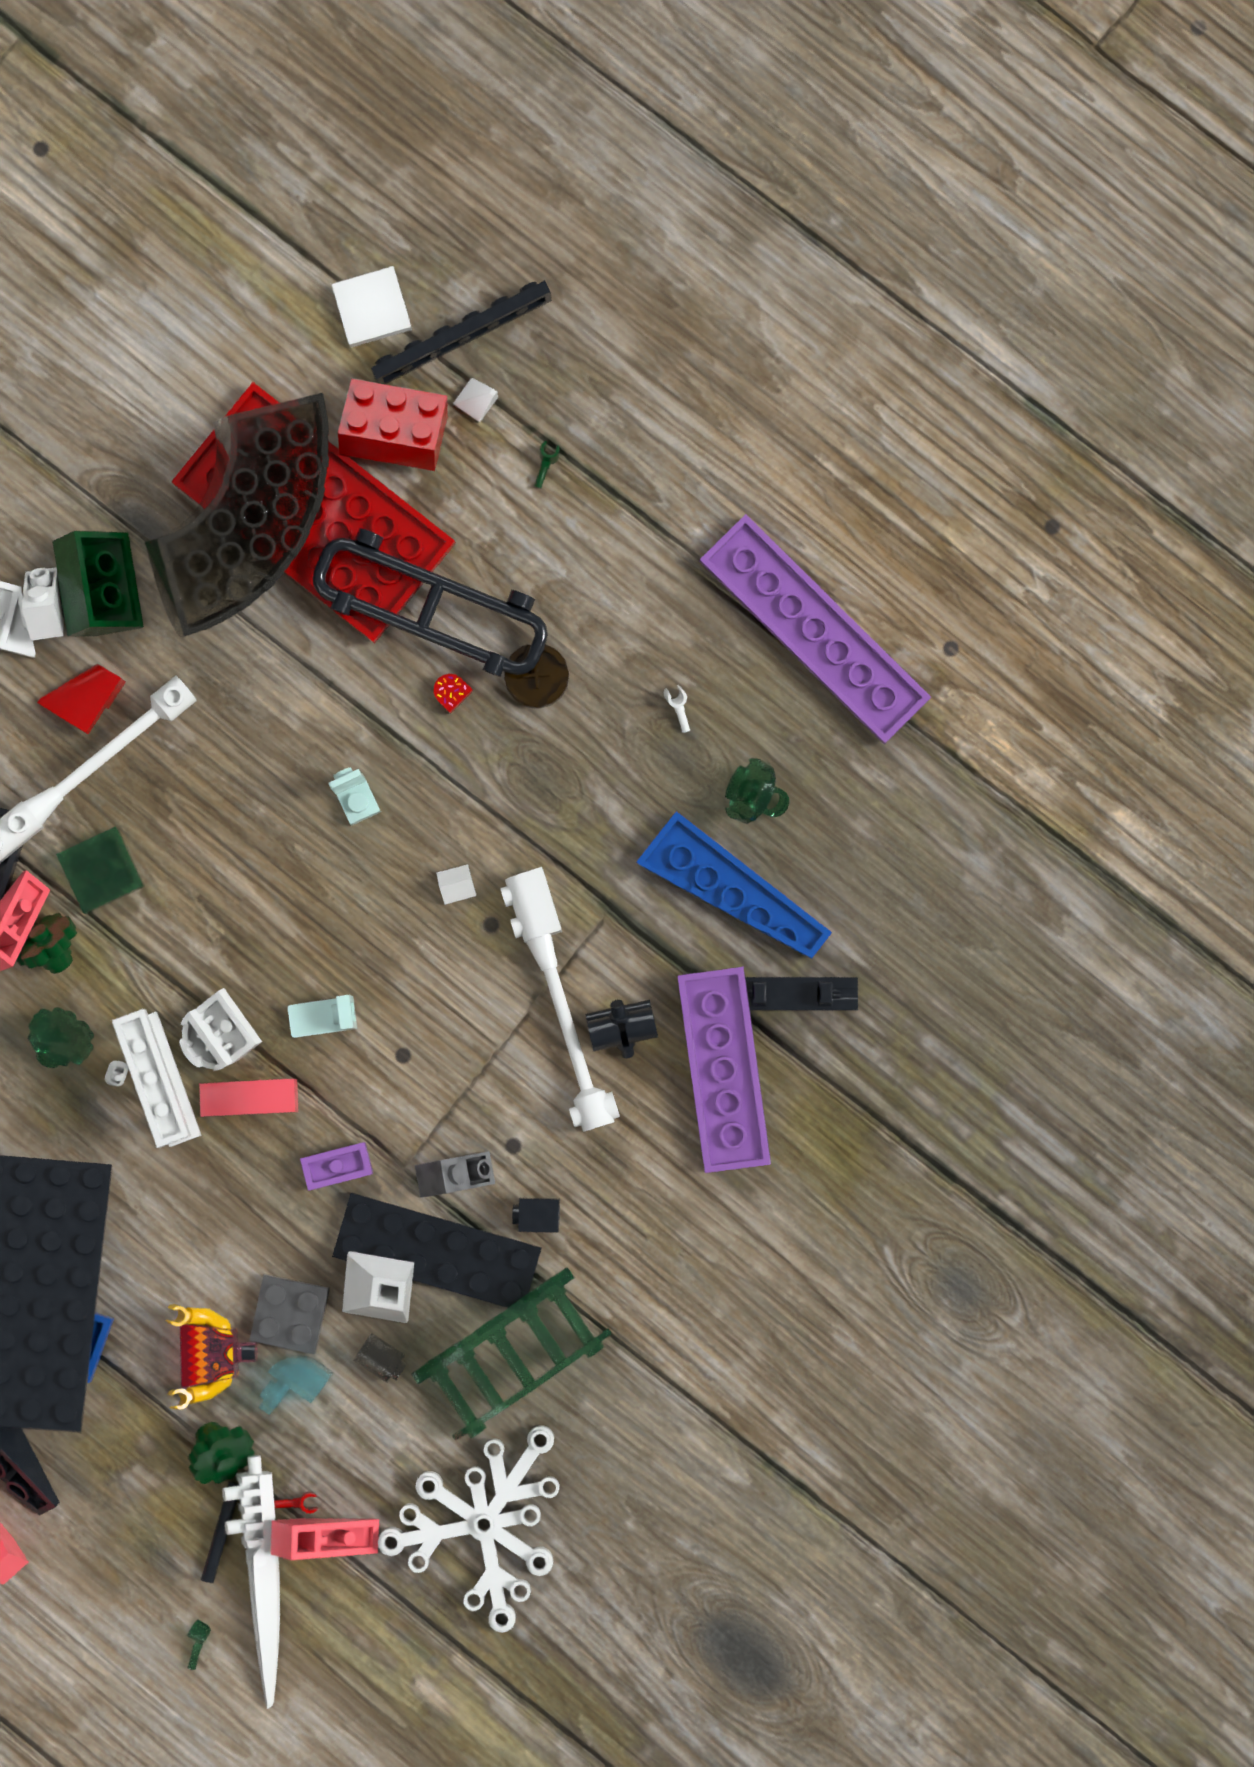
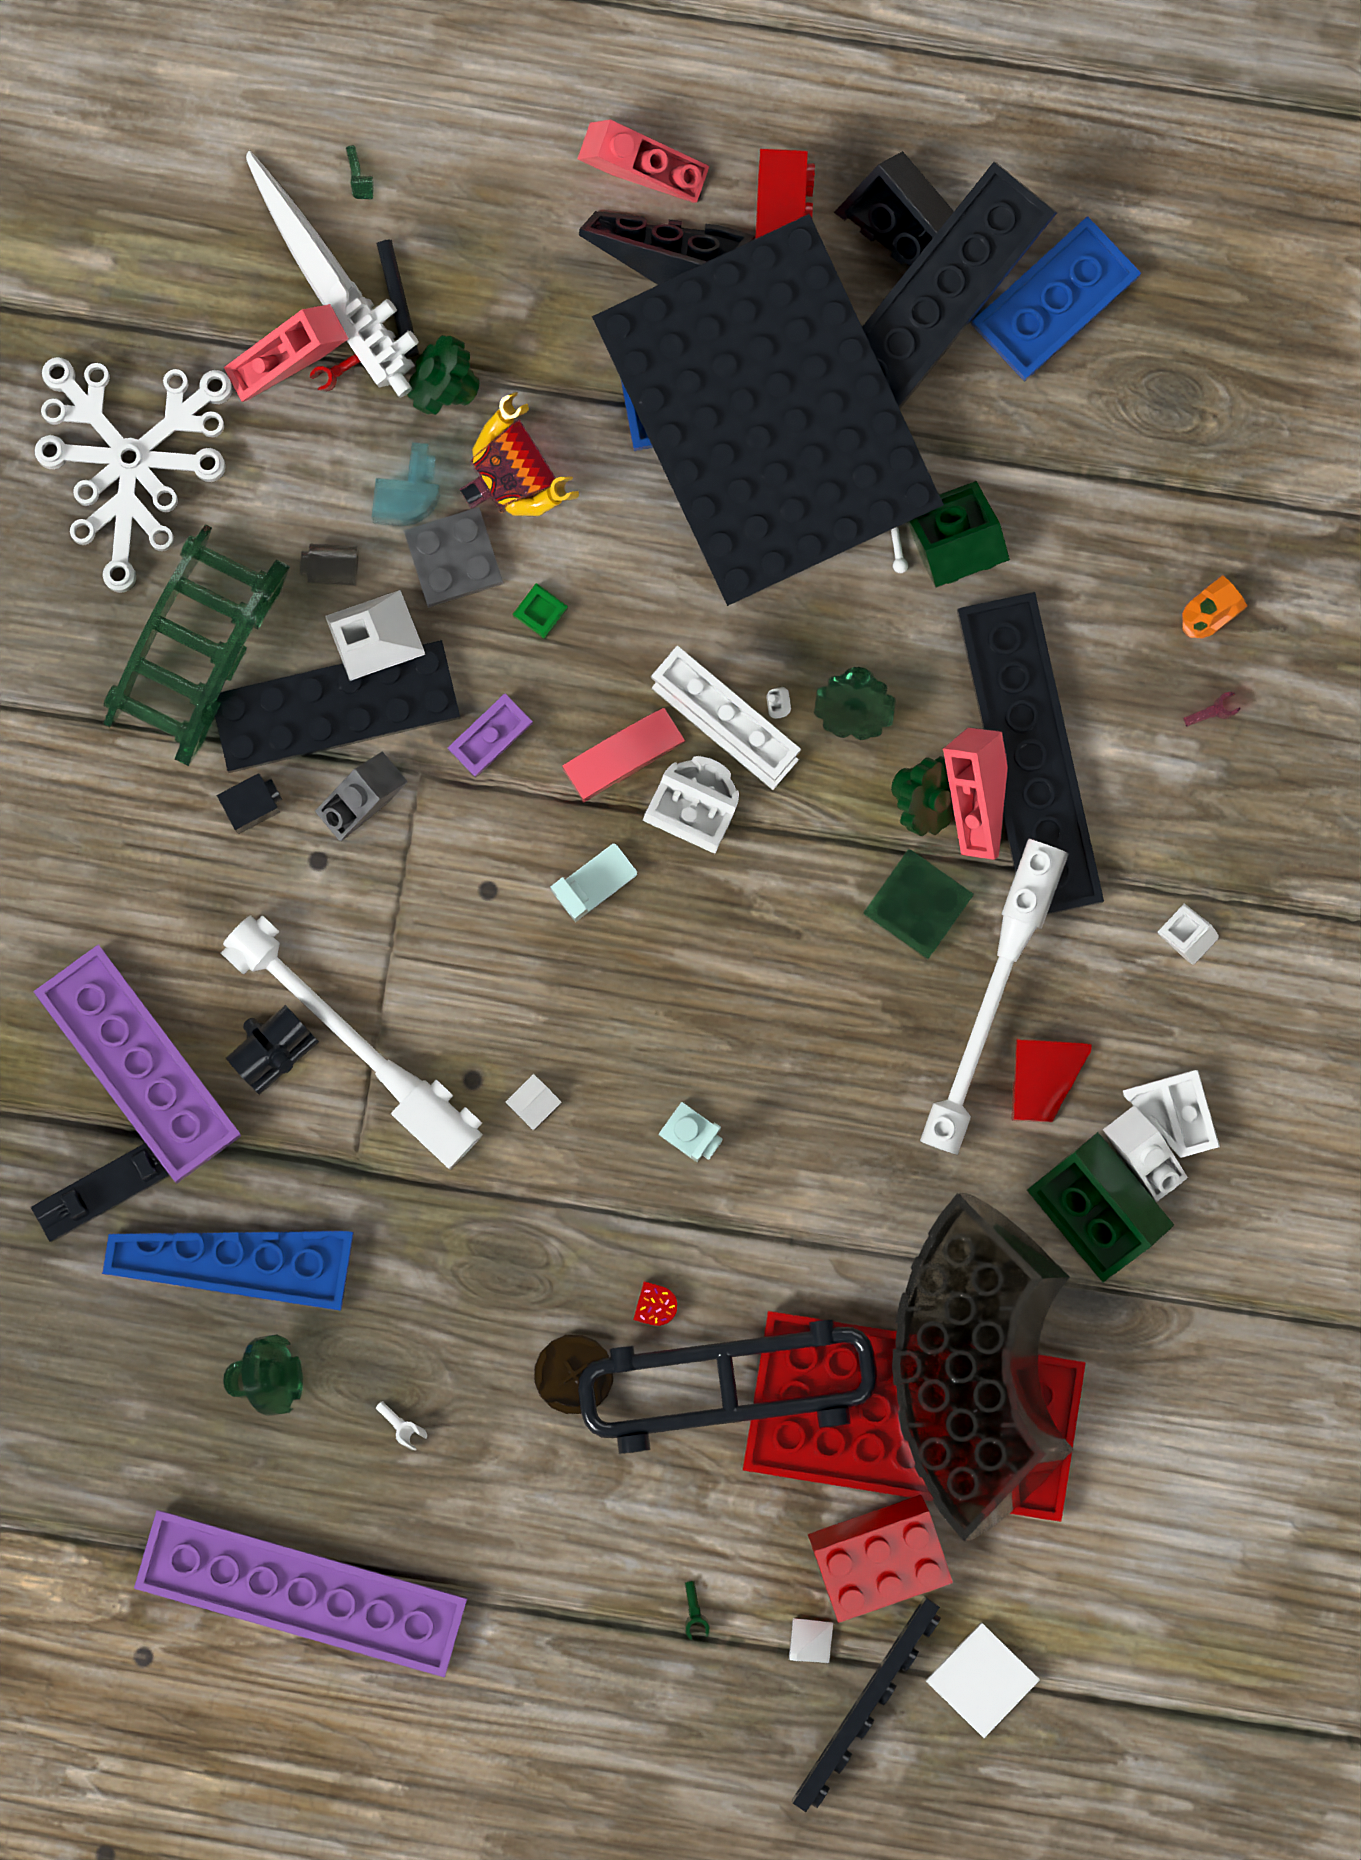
camera: 145 degrees right, 0 degrees up
(249, 1238) = (540, 611): none -> green tile

